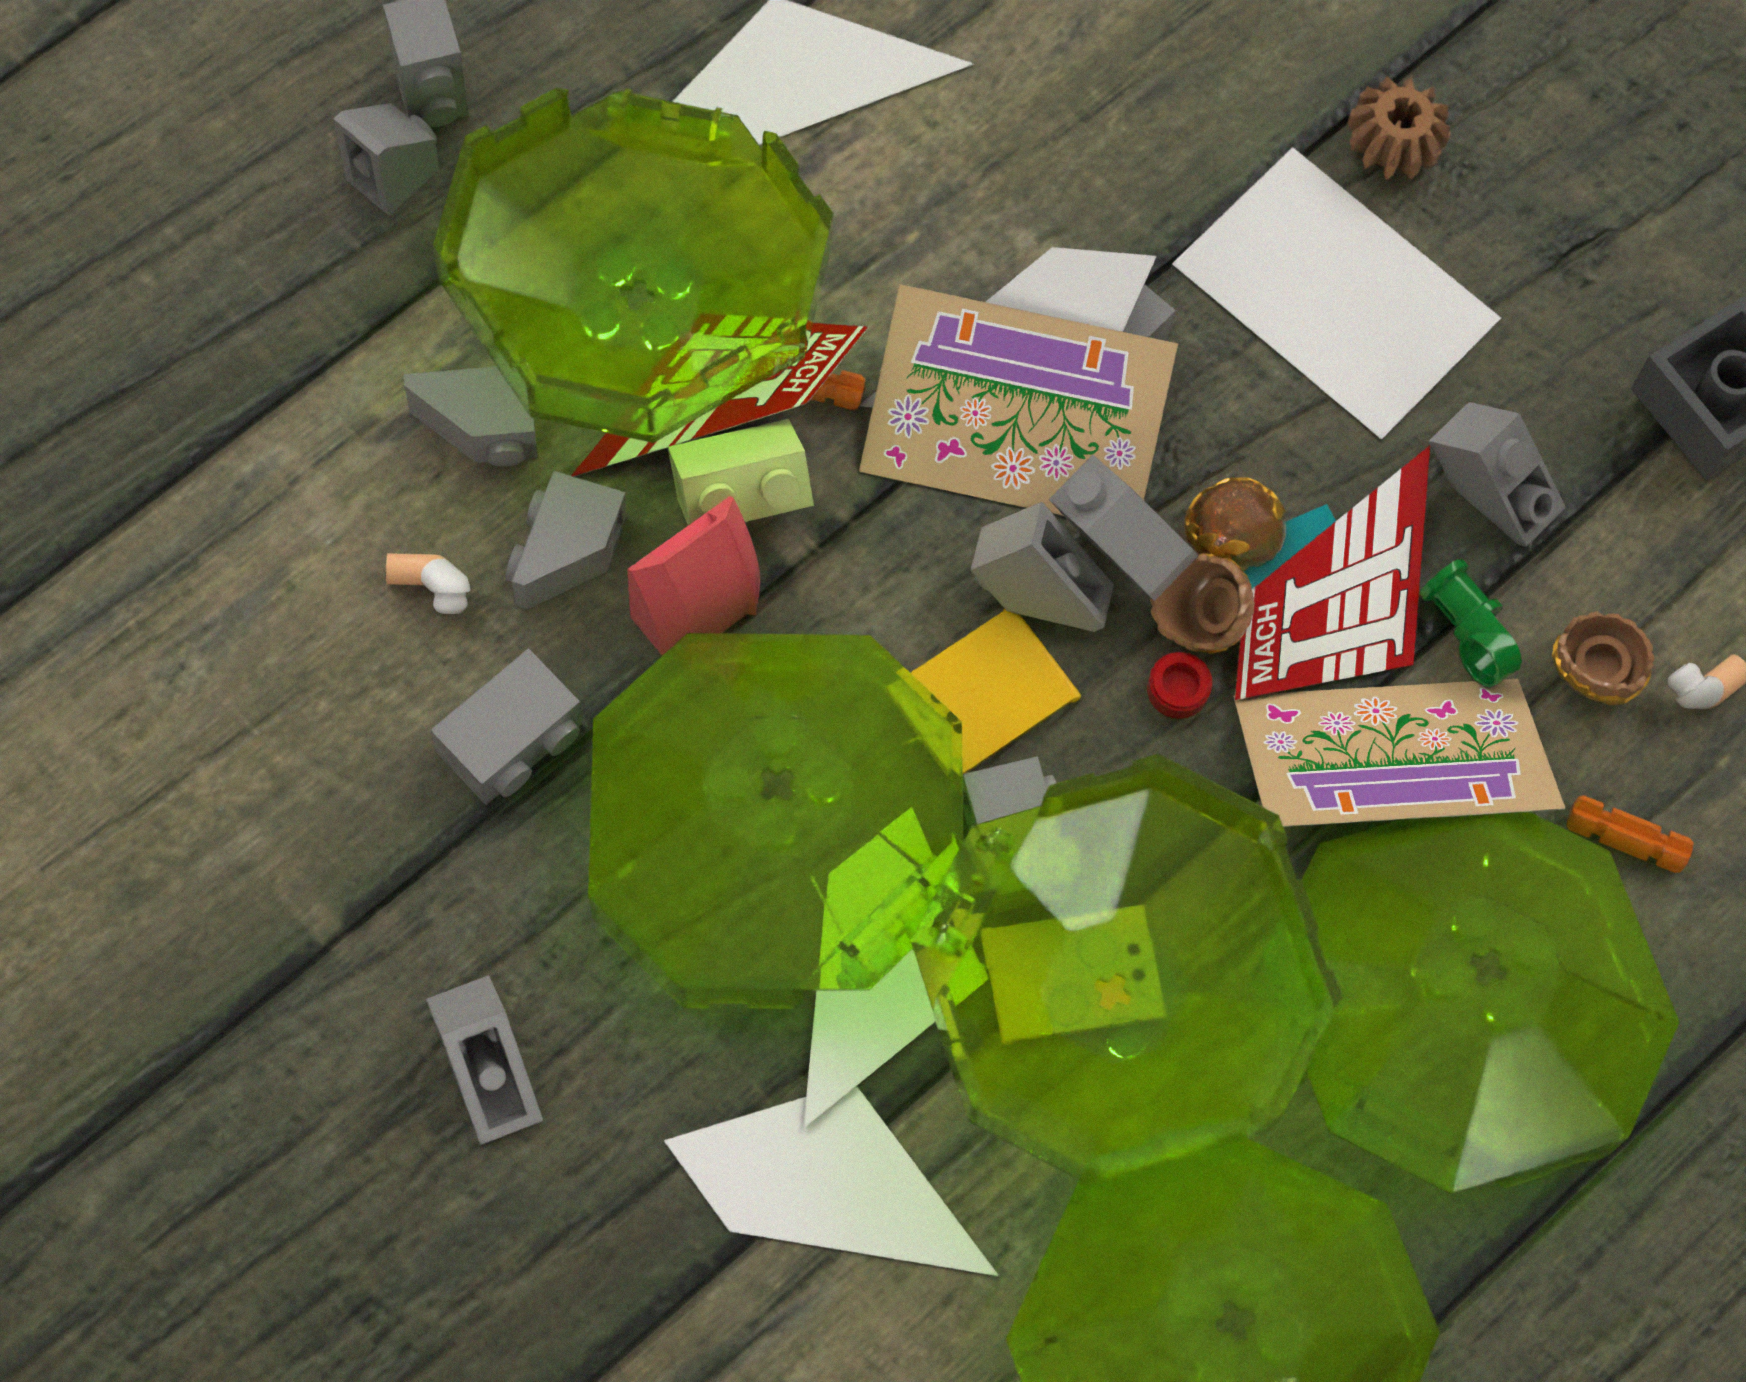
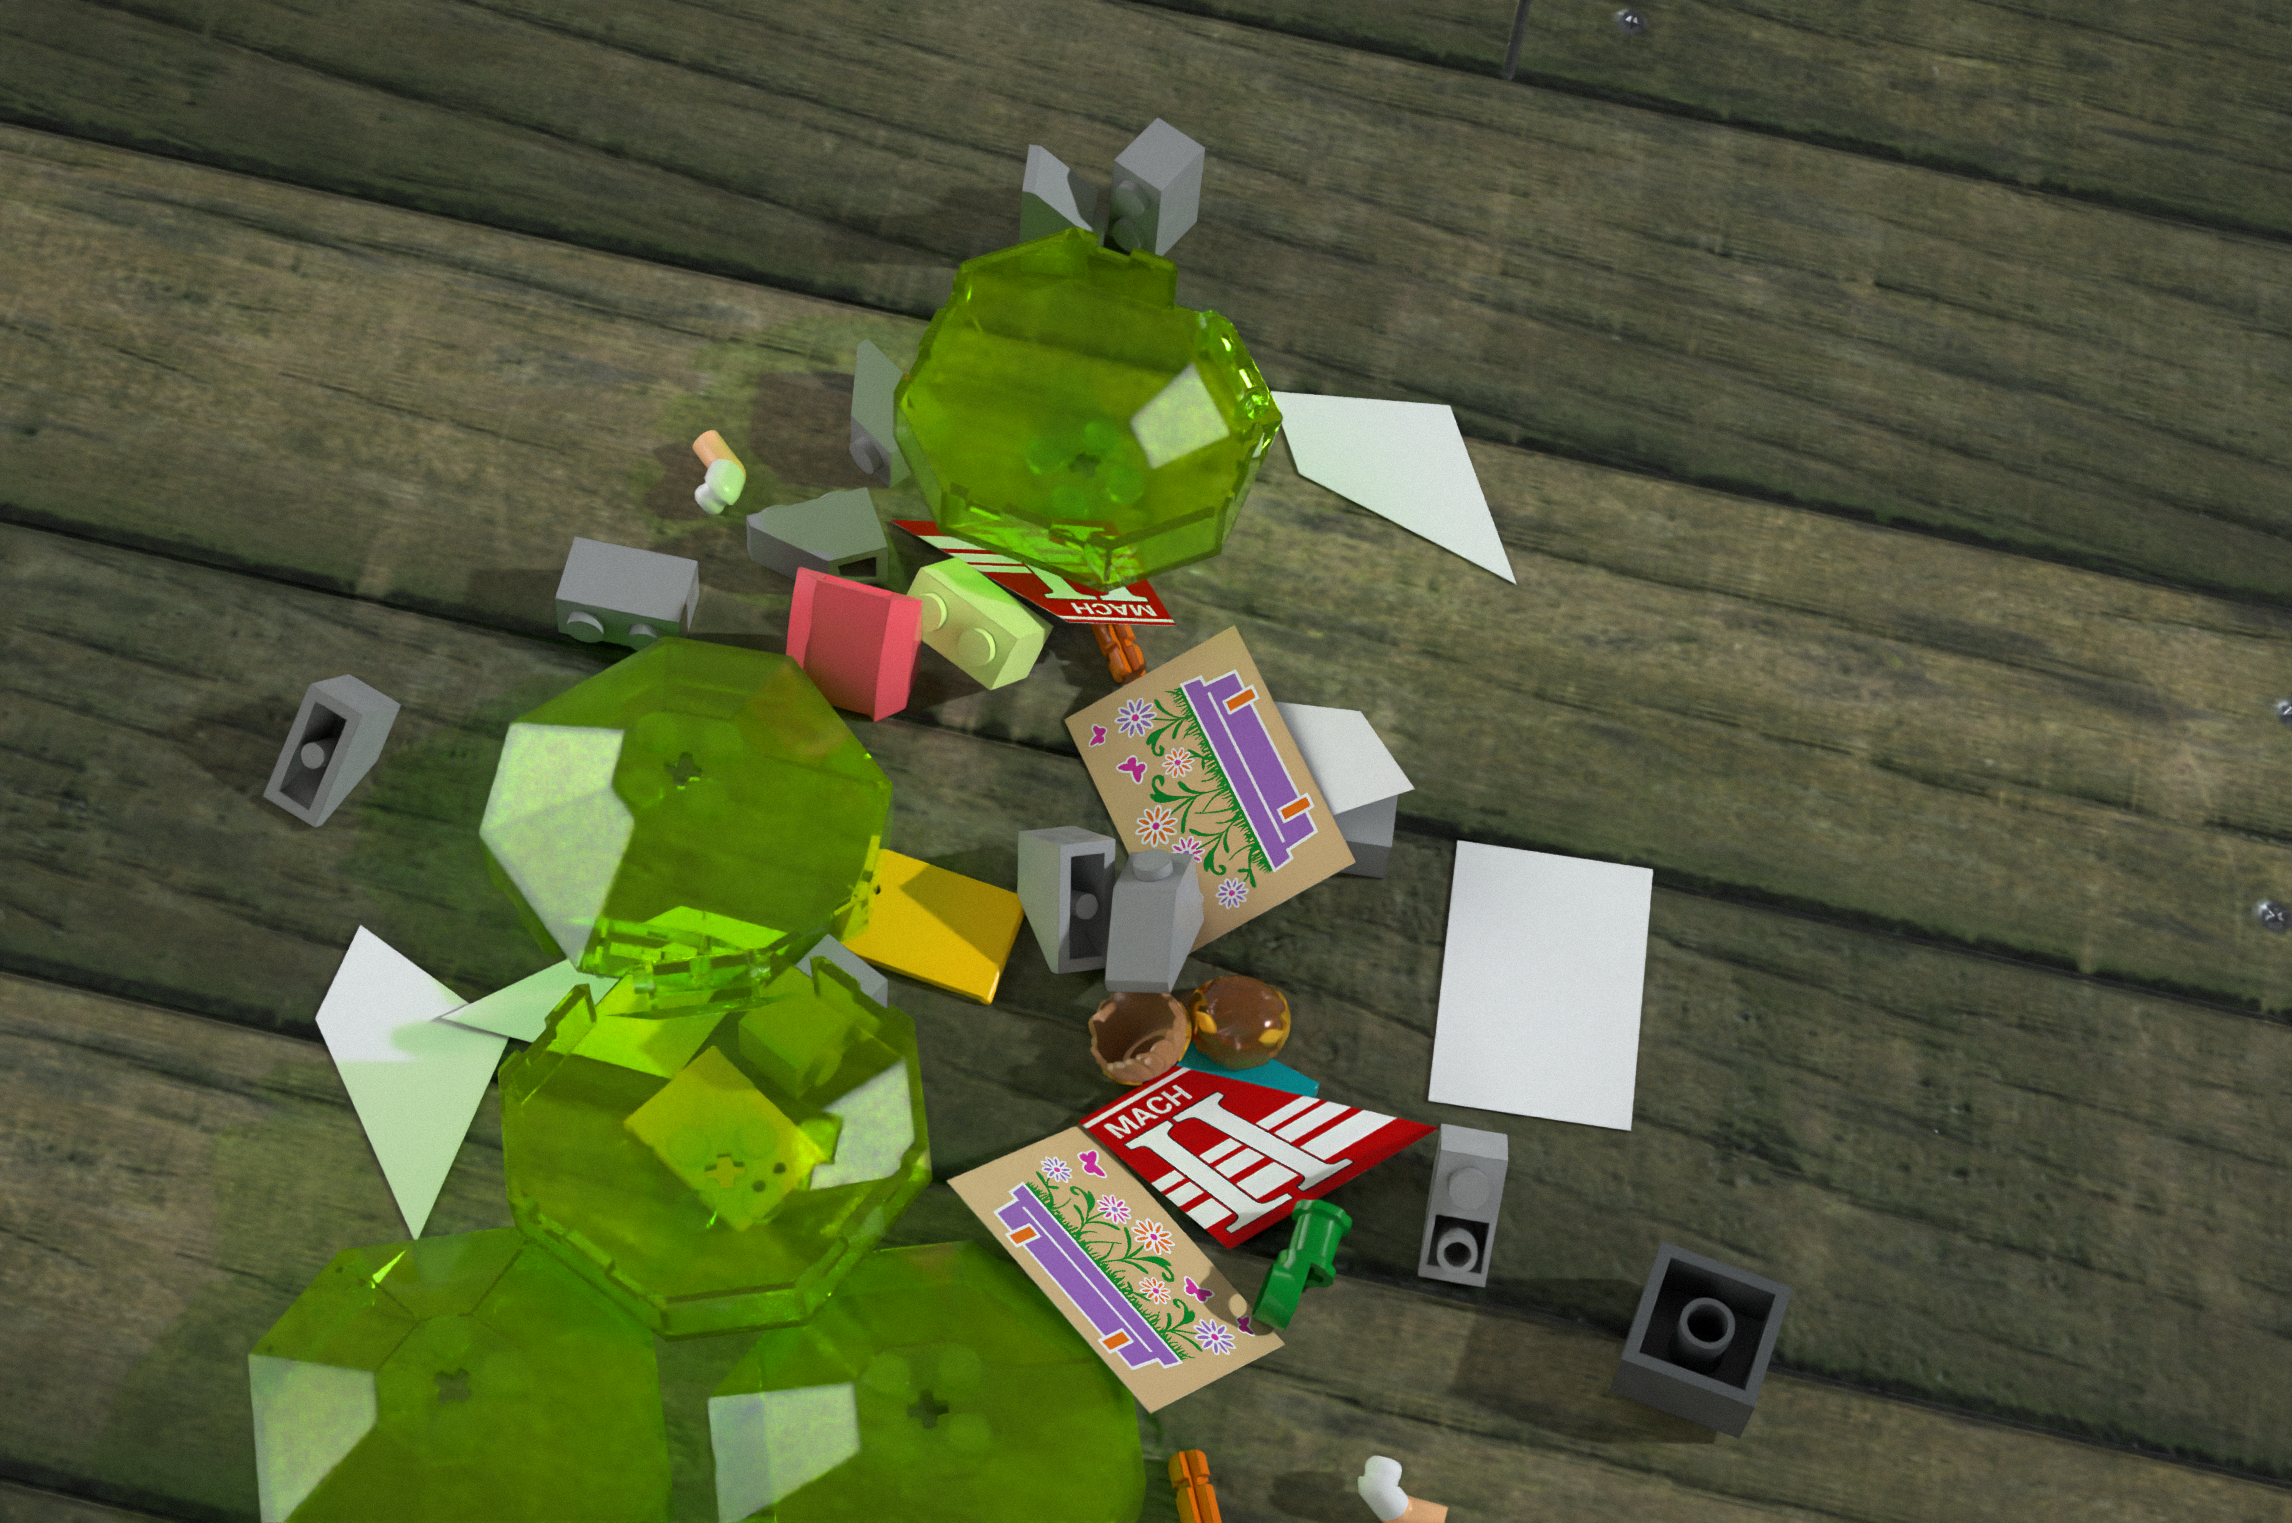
camera: 55 degrees right, 10 degrees down
(1179, 685) = (1057, 1070): red tile -> none
(1399, 128) = (1757, 937): medium nougat gear -> none
(1604, 658) = (1348, 1391): medium nougat hair -> none

